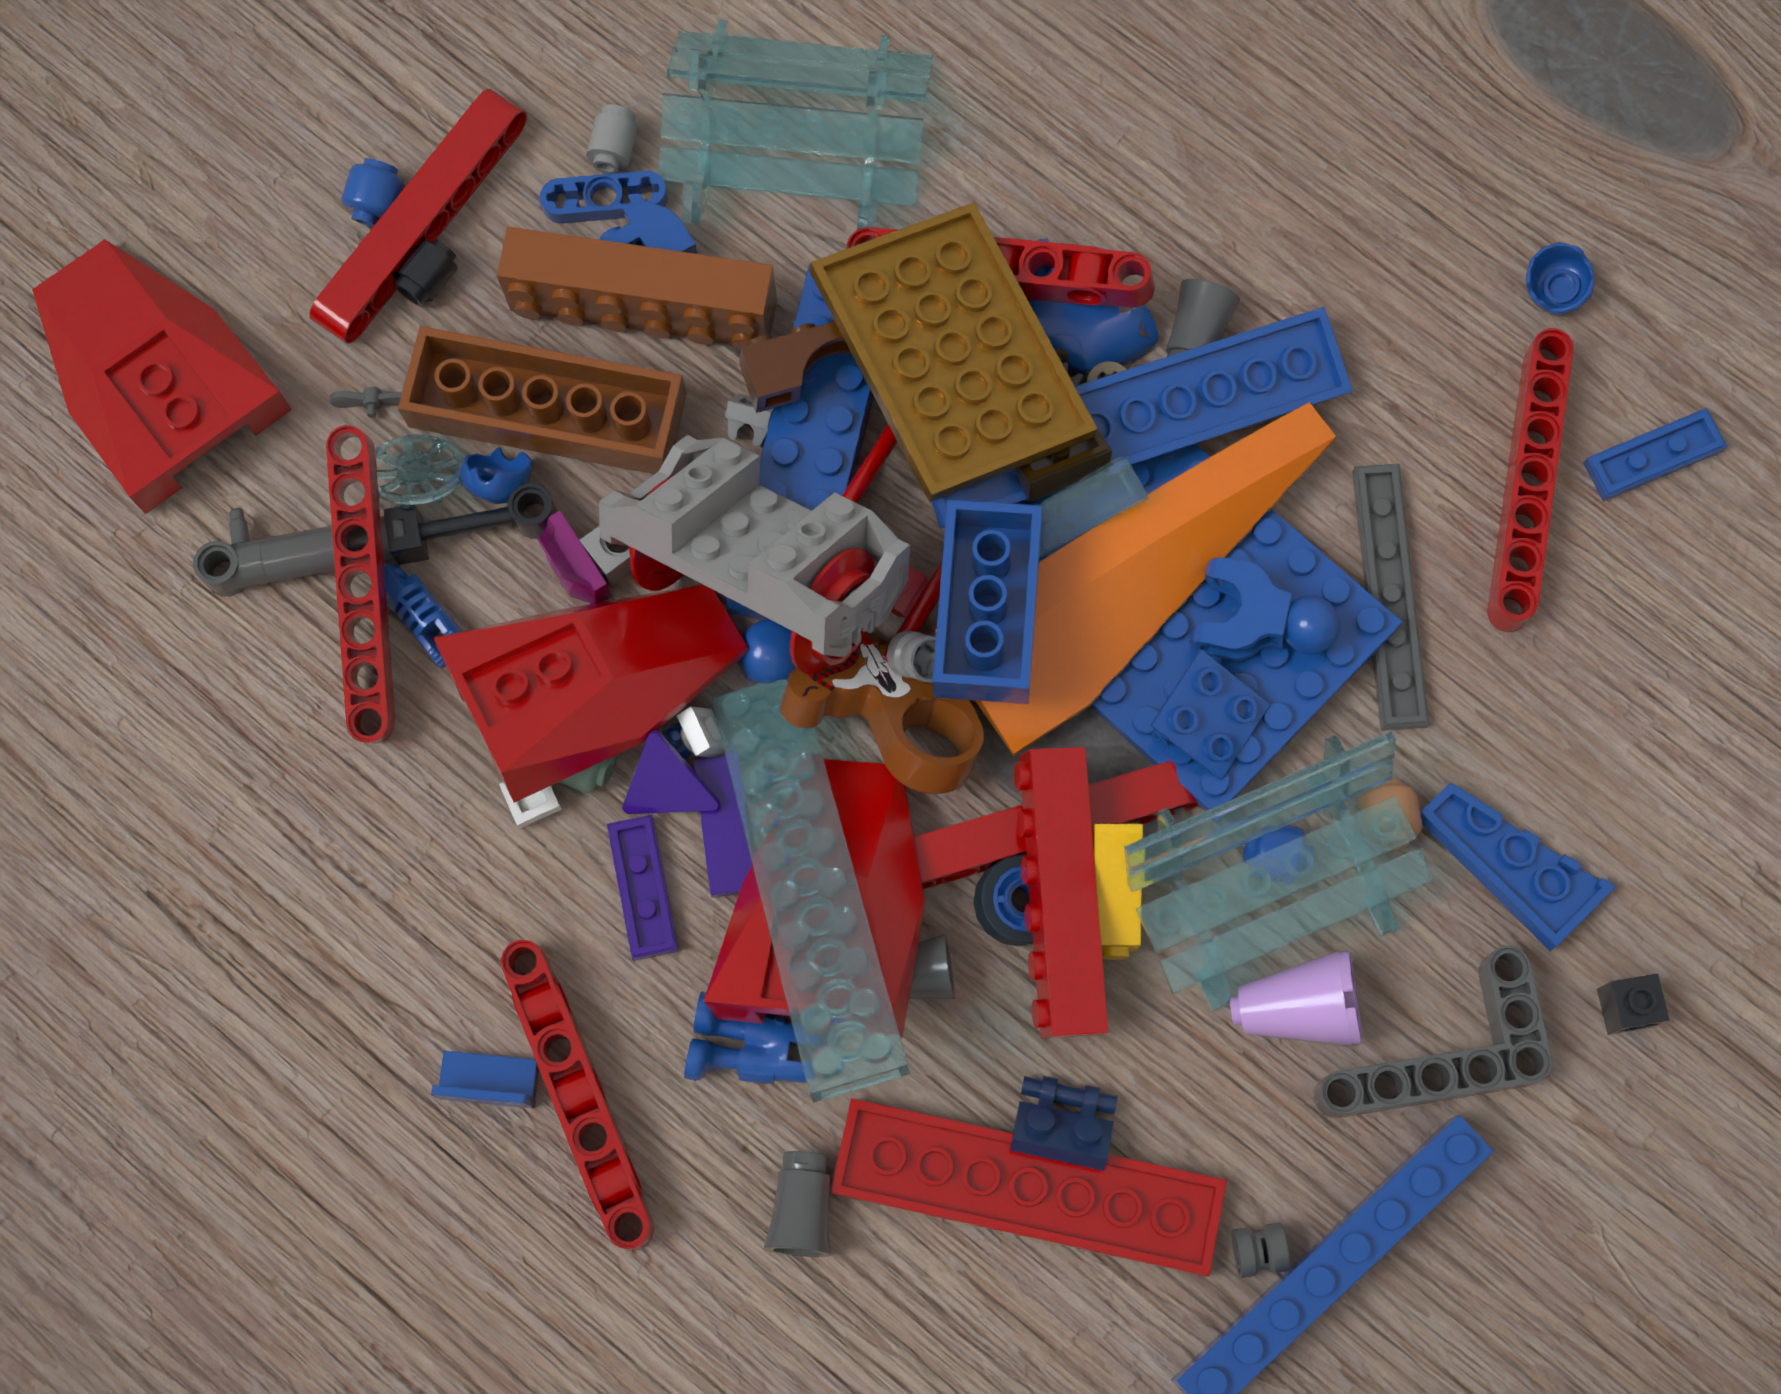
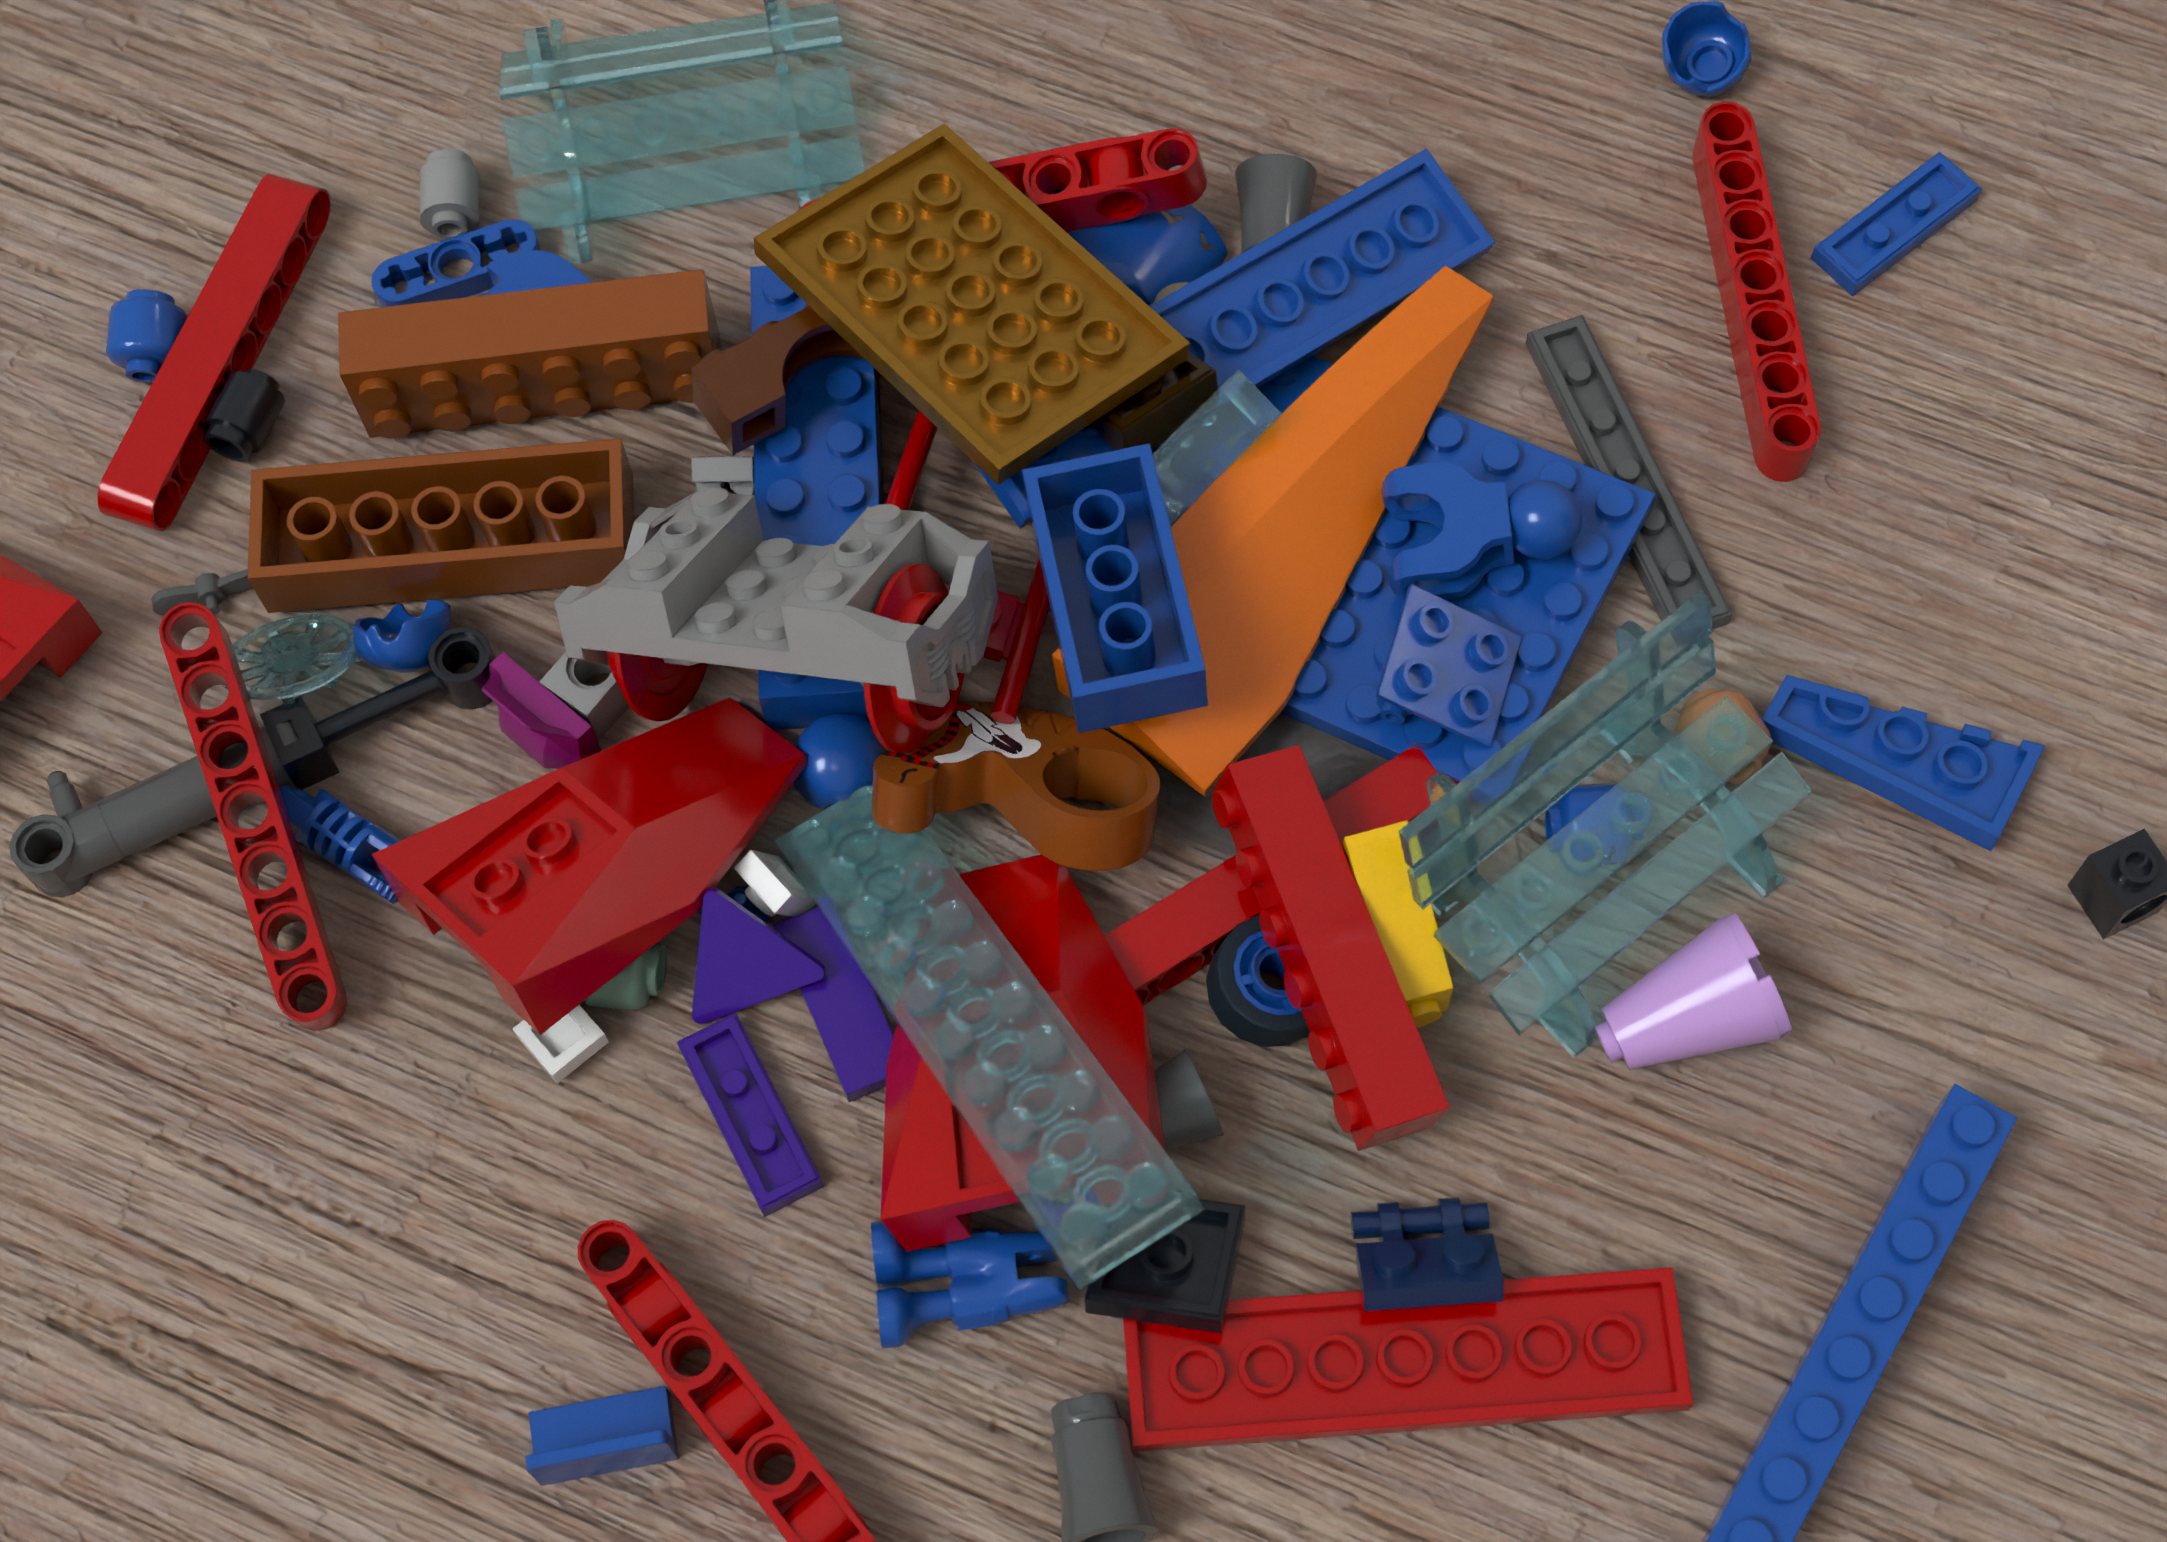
camera: 15 degrees left, 10 degrees down
(905, 1098) = (1179, 1277): none -> black tile
(912, 655) = (1035, 696): light grey wheel -> none
(1253, 1247) = (1750, 1349): dark grey wheel -> none
(1455, 1065) = (1920, 1030): dark grey beam -> none

